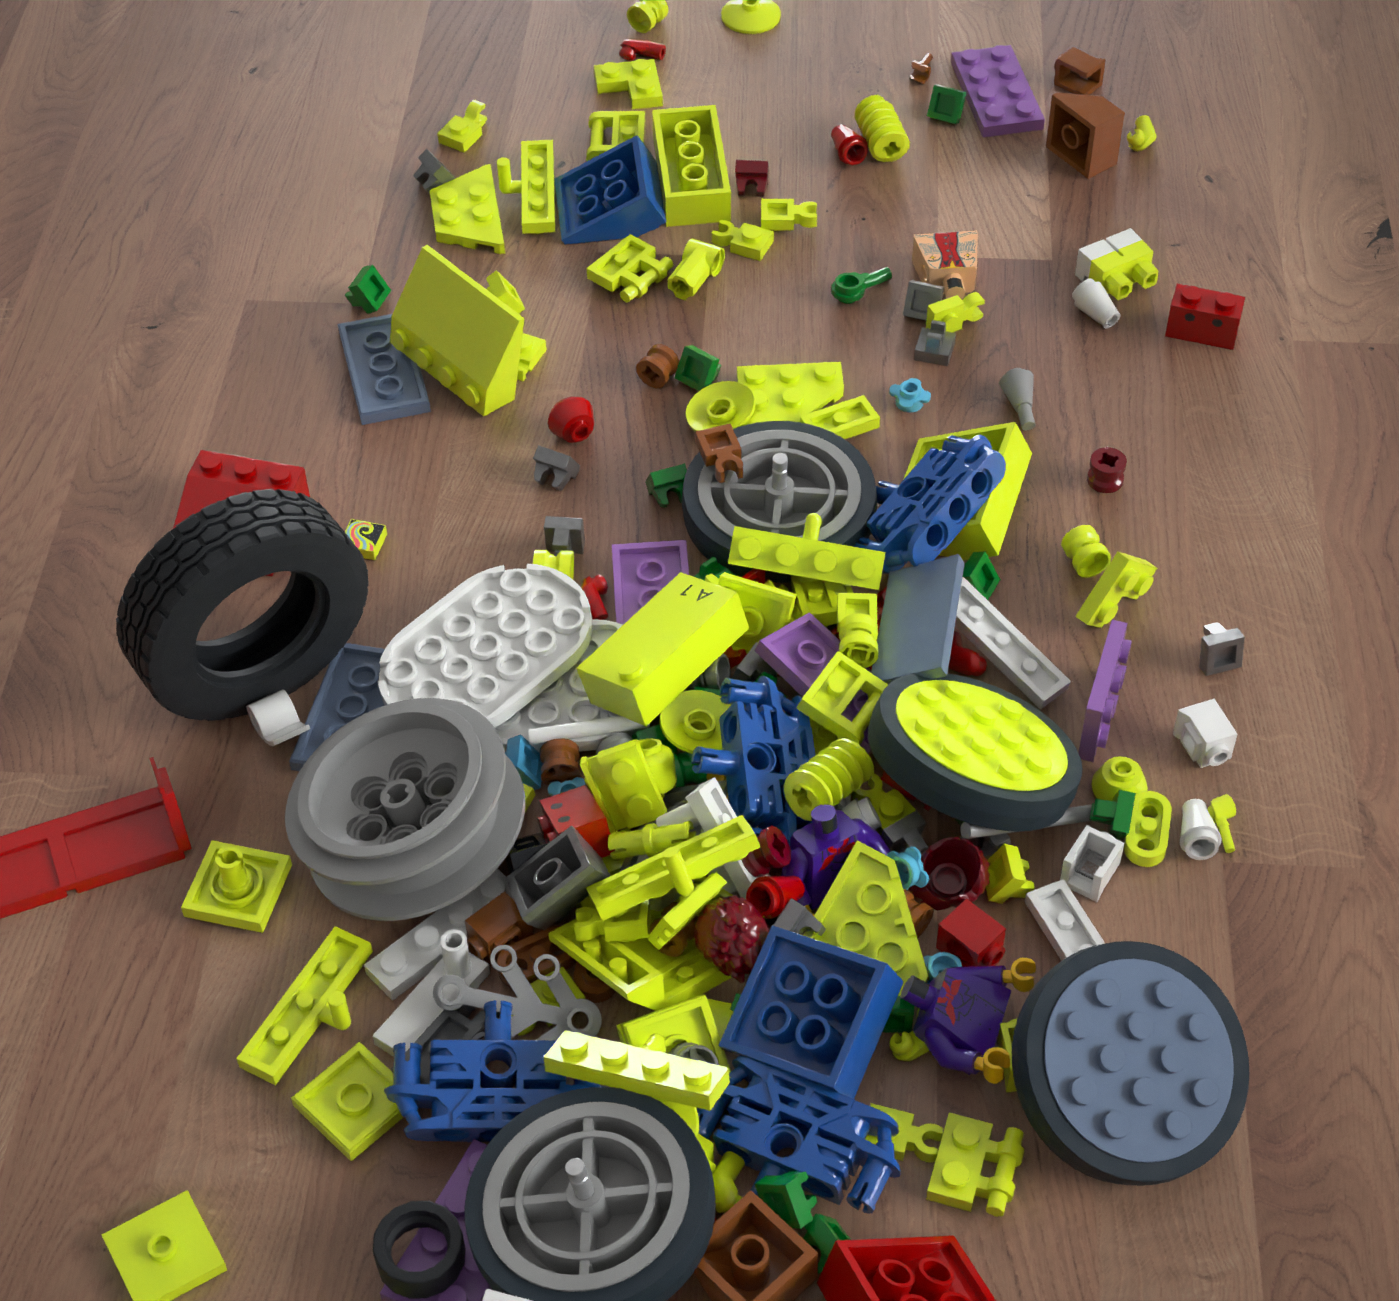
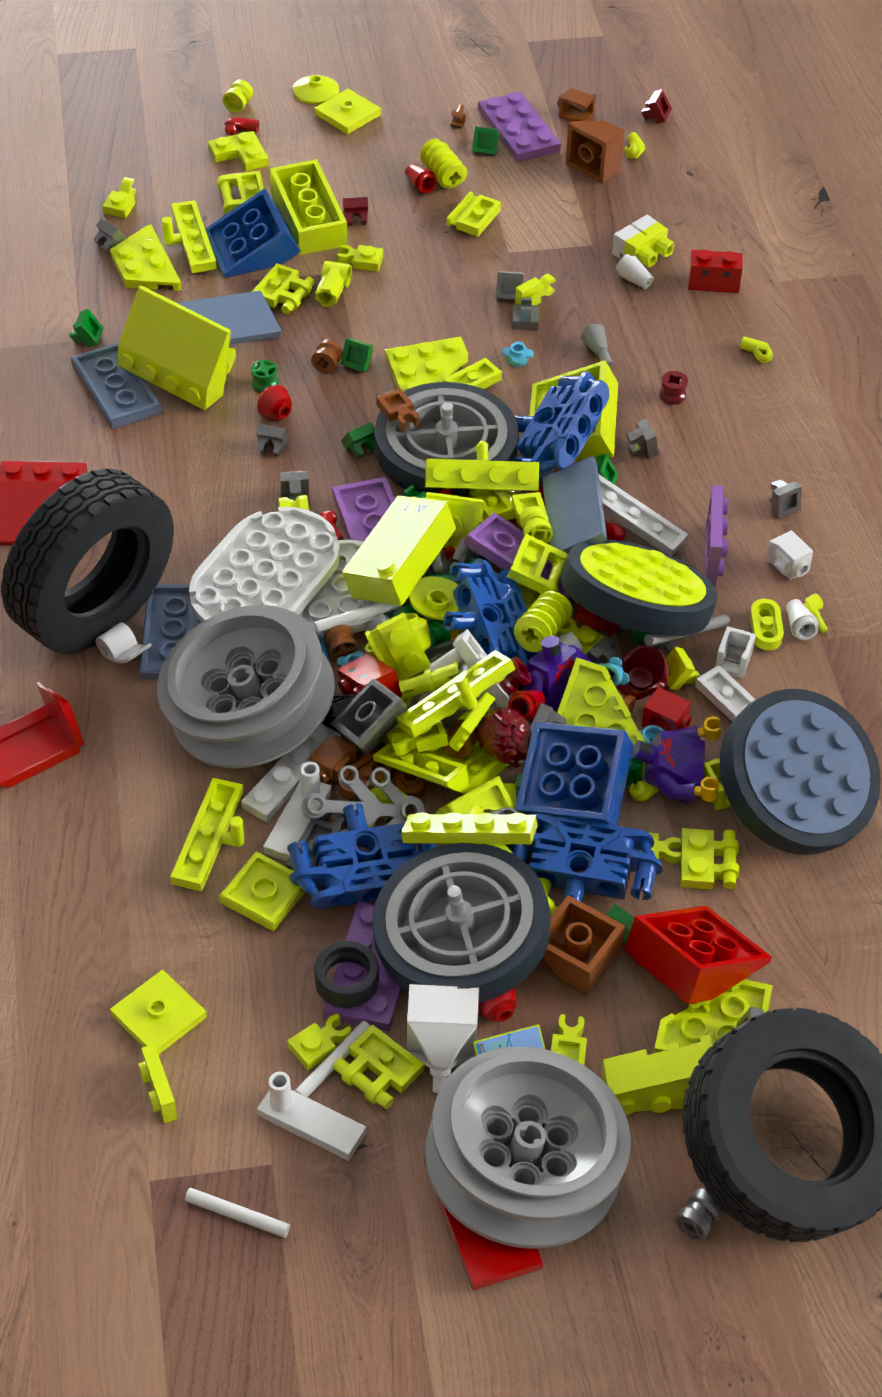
camera: 15 degrees left, 0 degrees up
(236, 886) = (129, 763): neon yellow plate -> none
(551, 298) = (242, 313): none -> sand blue tile
(571, 379) = (264, 375): none -> green wheel
(720, 405) = (382, 378): neon yellow dish -> none
(781, 46) = (347, 111): none -> neon yellow plate
(783, 214) = (387, 235): neon yellow plate -> none
(787, 1197) = (593, 895): green tile -> none
(852, 286) = (453, 281): green plate -> none
(904, 199) = (474, 214): none -> neon yellow plate
(947, 260) = (518, 253): light nougat torso -> none
(1044, 538) = (643, 440): none -> flat silver tile
(1087, 553) = (676, 446): neon yellow wheel -> none
(1115, 813) = (744, 616): green tile -> none
(1117, 775) = (738, 597): neon yellow cone -> none
(1123, 577) = (708, 459): neon yellow plate -> none
(1186, 86) = (657, 107): none -> dark red tile
(1239, 430) = (759, 348): none -> neon yellow arm

